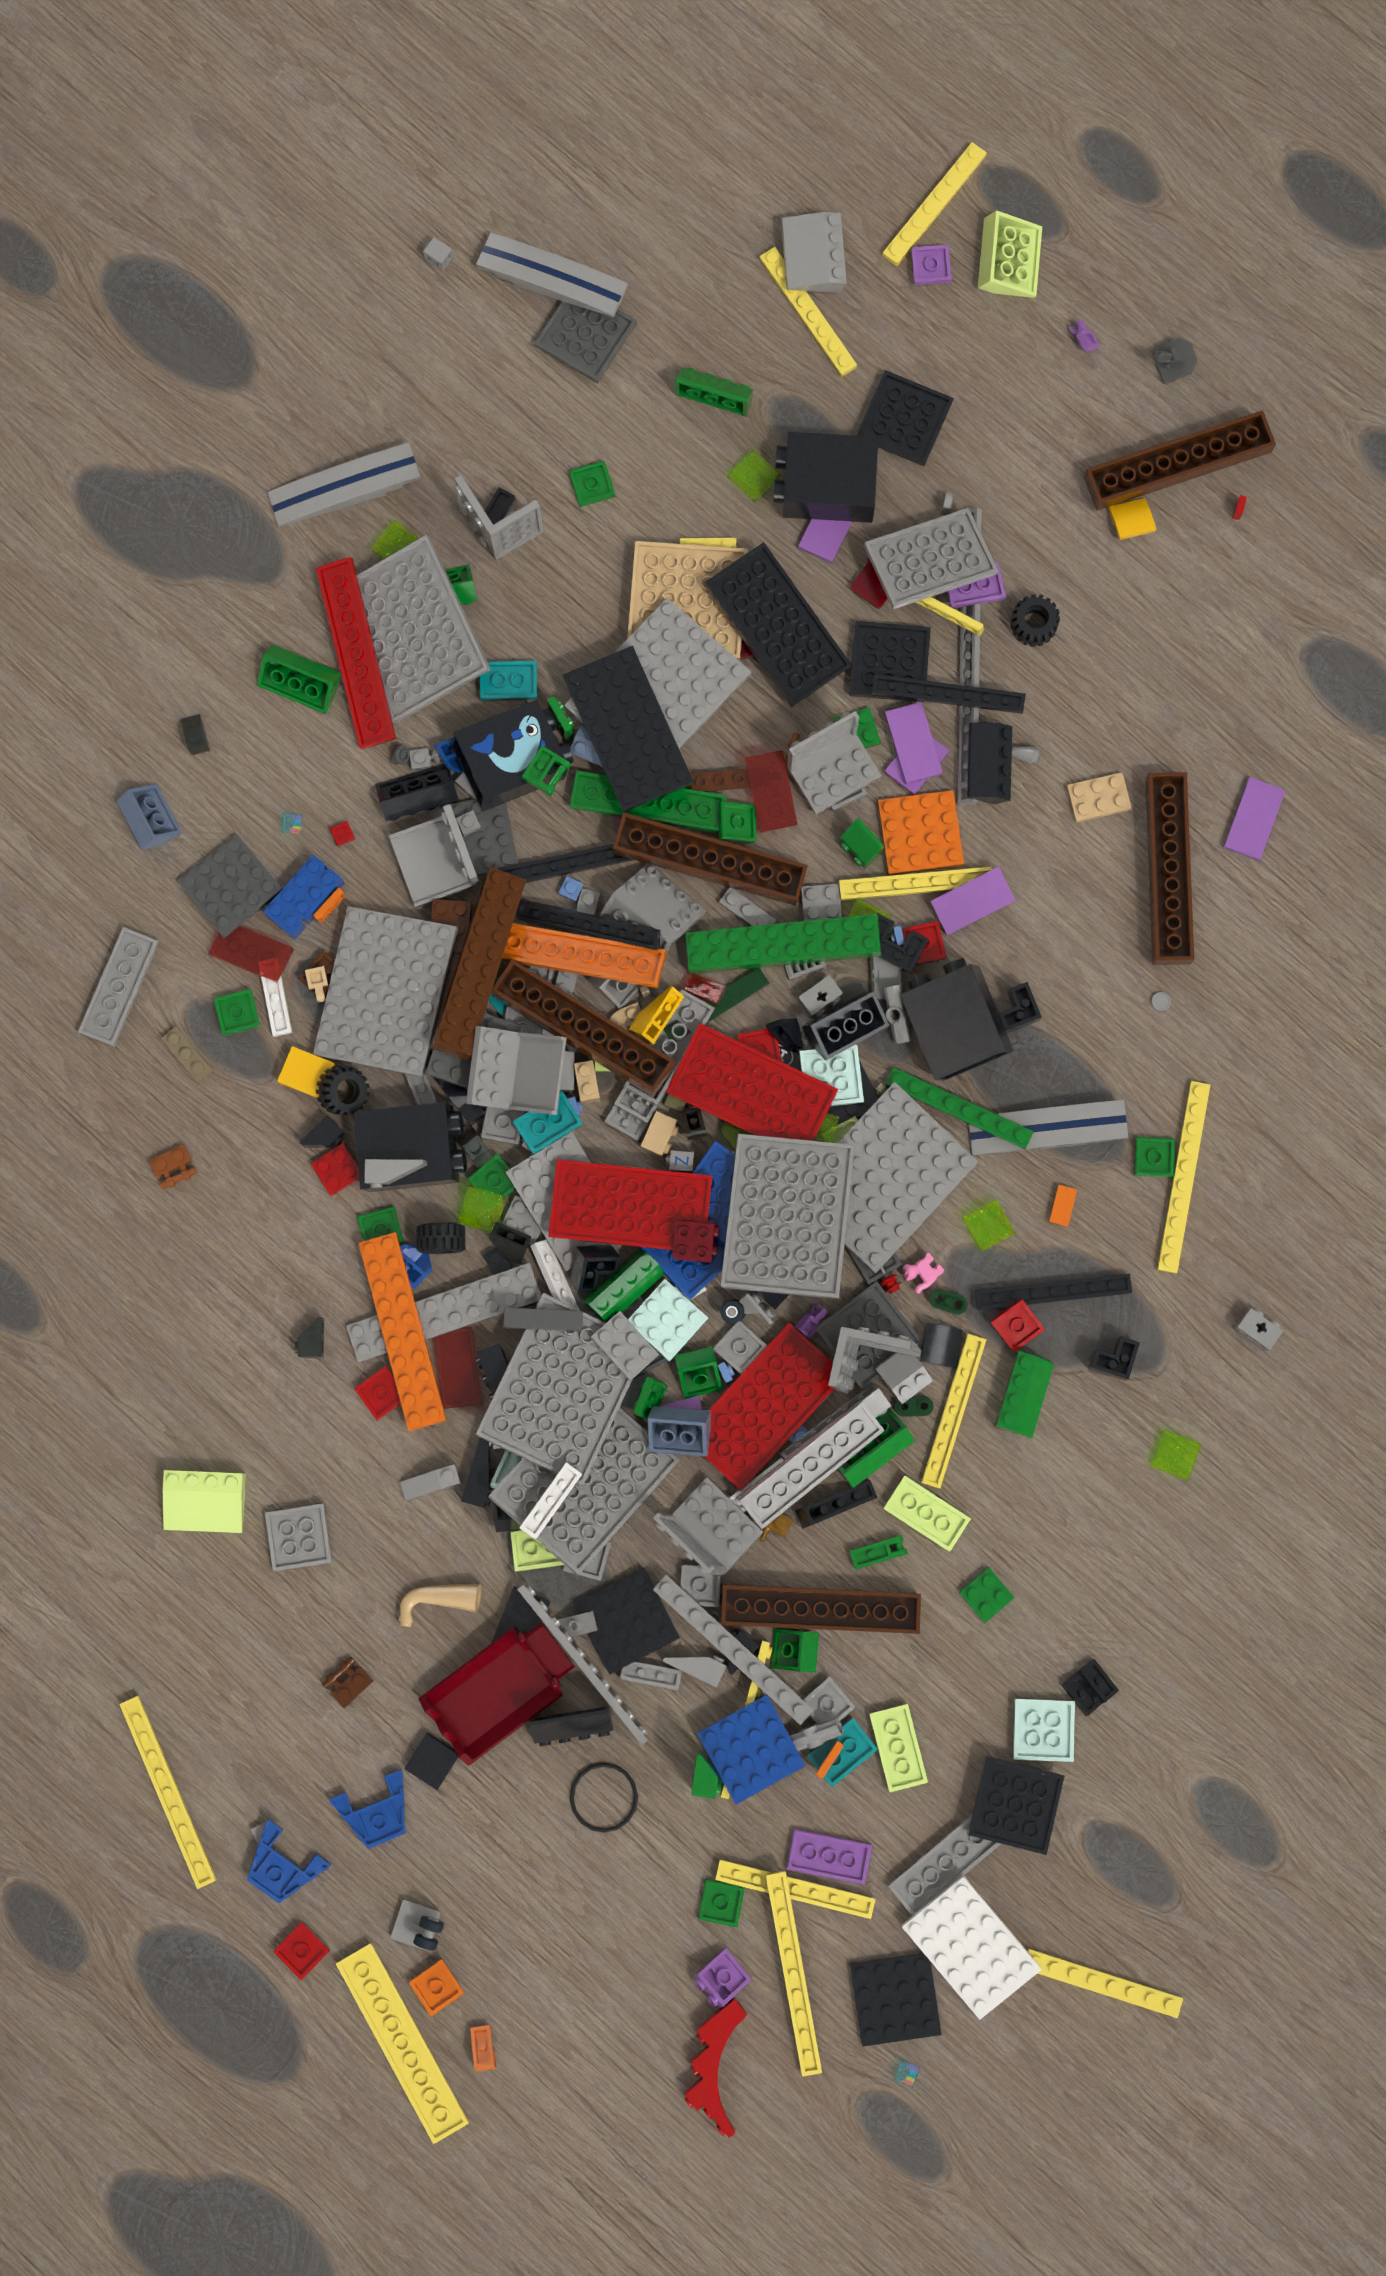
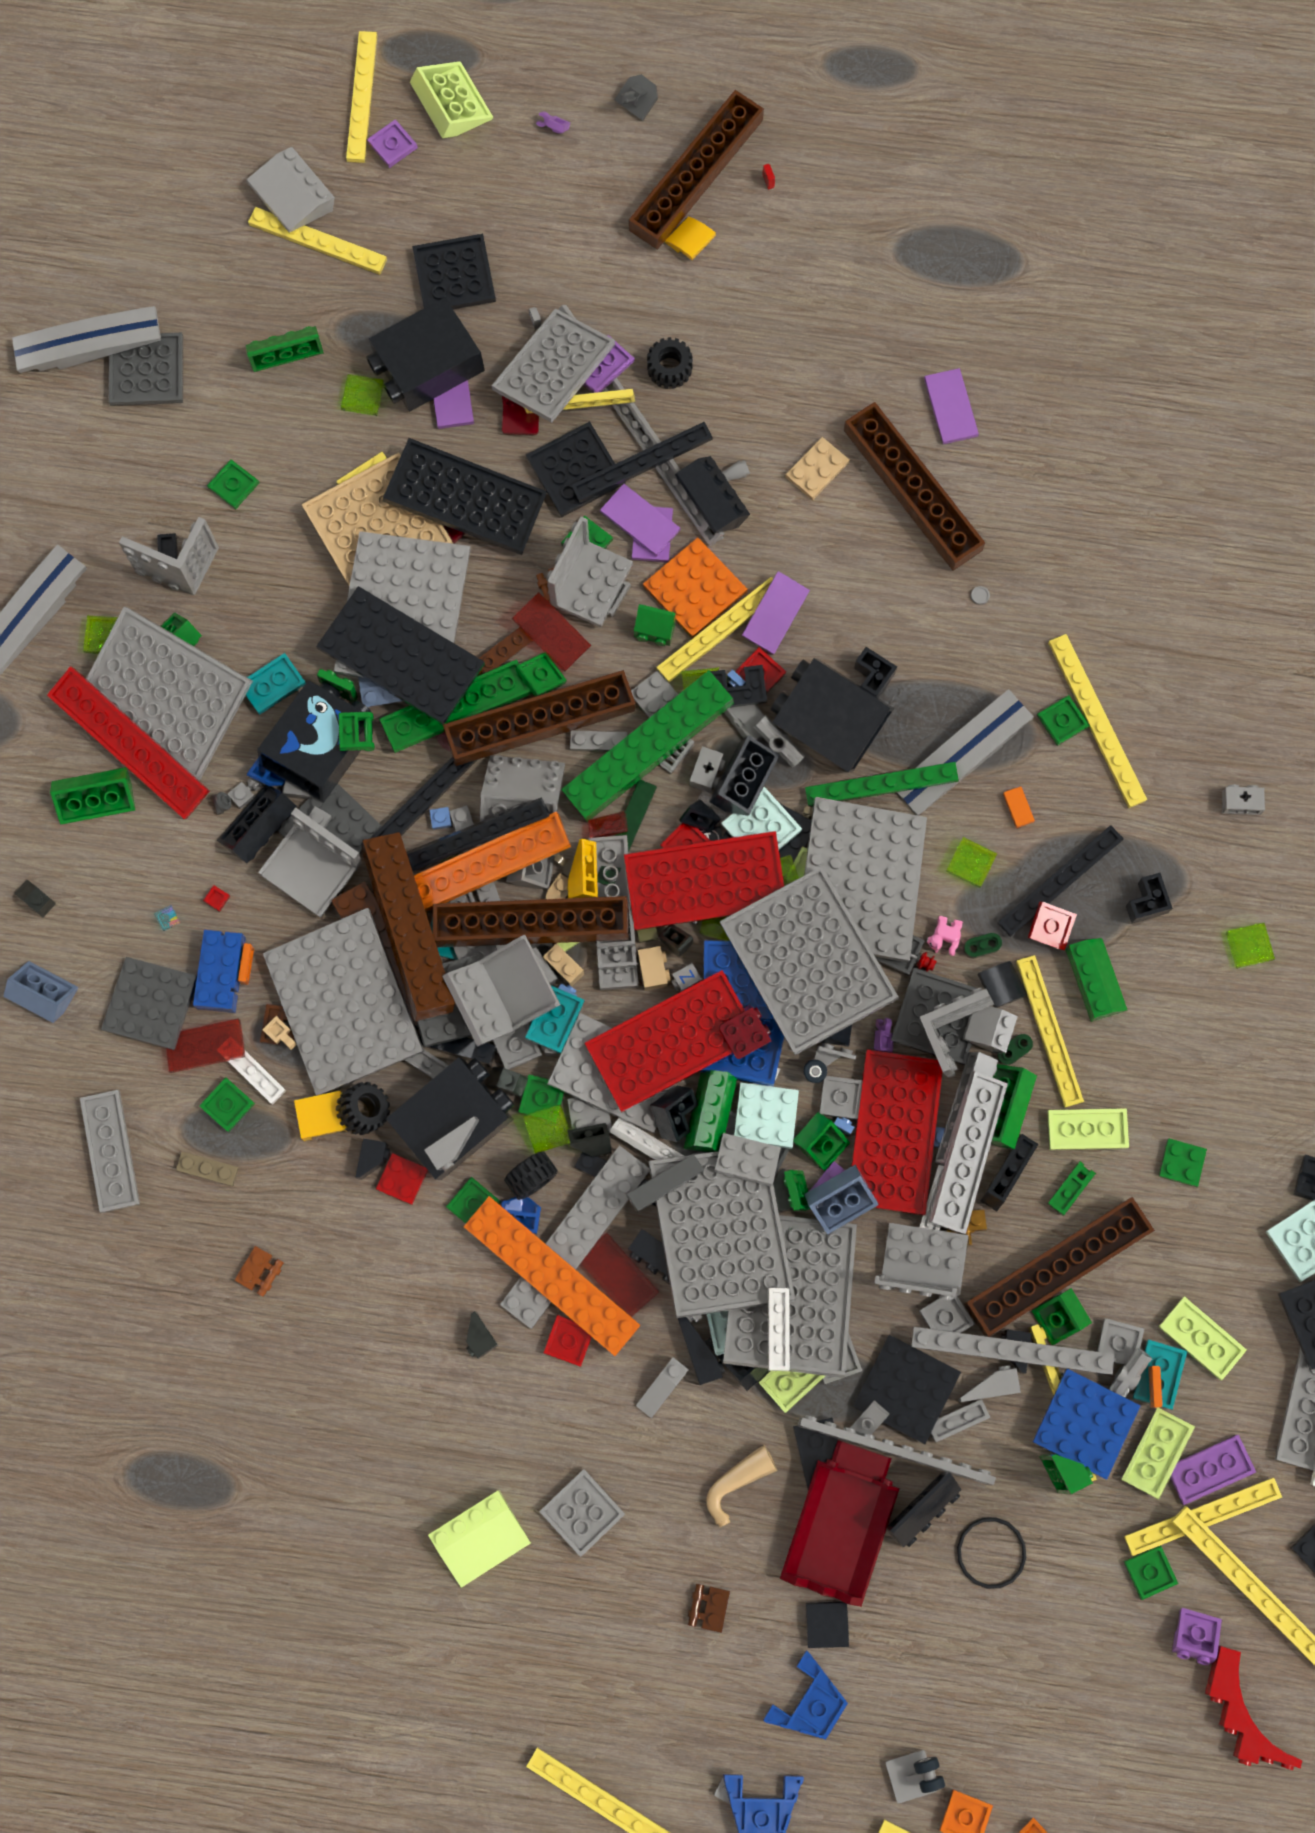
camera: 35 degrees left, 5 degrees down
(794, 1813) = (1158, 1453): none -> yellowish green plate

